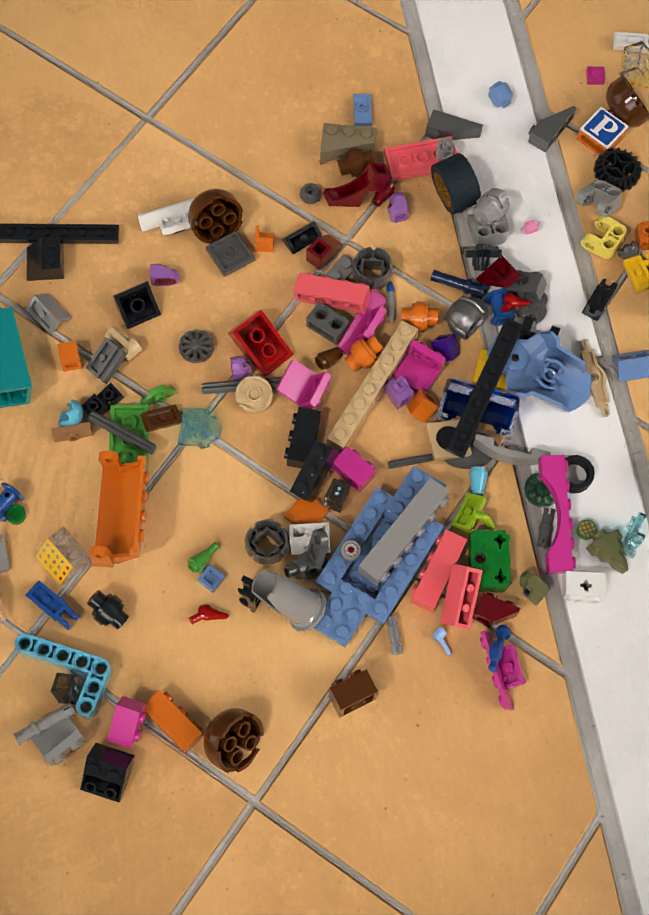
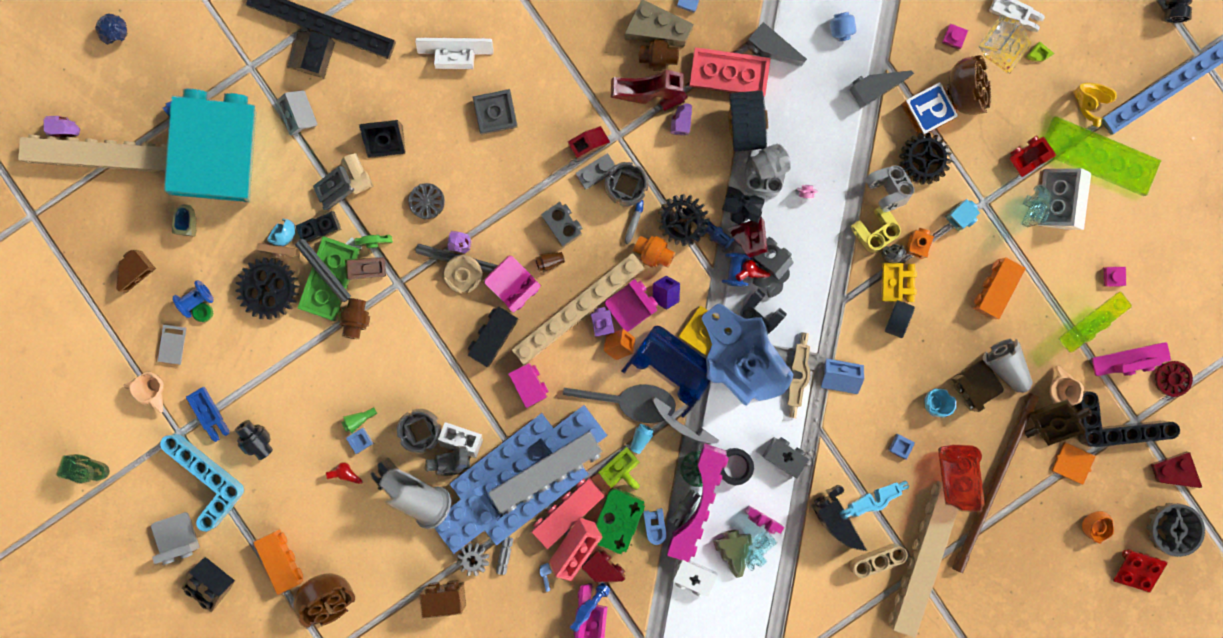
camera: 25 degrees right, 20 degrees up
(44, 723) = (157, 525): light grey pin -> none
(56, 468) = (282, 296): none -> black gear
(62, 556) = (233, 370): clear slope -> none
(66, 688) = (194, 499): clear smoke brick -> none
(69, 356) = (299, 169): orange panel -> none
(120, 510) = (291, 355): orange piece -> none
(126, 722) = (236, 551): dark pink brick -> none
(163, 276) = (420, 112): medium lavender rock -> none
(166, 465) = (354, 318): none -> reddish brown piece
(199, 428) = (399, 289): clear light blue slope -> none
(216, 215) = (490, 67): reddish brown cylinder -> none
(260, 342) = (488, 221): red slope -> none
(263, 241) = (533, 109): orange panel -> none
(302, 237) = (574, 118): black slope -> none
(306, 512) = (470, 409): orange piece -> none
(310, 198) = (602, 77): dark grey plate -> none
(314, 471) = (487, 378): black brick -> none
(332, 292) = (577, 196): coral brick -> none
(337, 495) = (503, 405): clear smoke brick -> none
(350, 551) = (490, 470): light grey tile -> none
(358, 650) = (466, 561): none -> light grey gear
(364, 324) = (598, 237): dark pink bracket -> none
(364, 353) = (583, 272): orange piece -> none
(439, 438) = (630, 388): tan tile -> none
(441, 275) = (680, 213): none -> black gear
(444, 148) = (754, 71): light grey wheel -> none
(465, 316) = (697, 270): flat silver piece -> none
(484, 388) = (683, 354): black plate -> none
(530, 560) = (655, 533): none -> medium blue plate
(533, 587) = (647, 561): olive rock -> none
(586, 529) = (722, 522): tile -> none
(599, 300) = (840, 296): black hinge -> none
(607, 449) = (792, 466): none -> dark grey brick
(622, 510) = (759, 518): none -> dark pink hinge

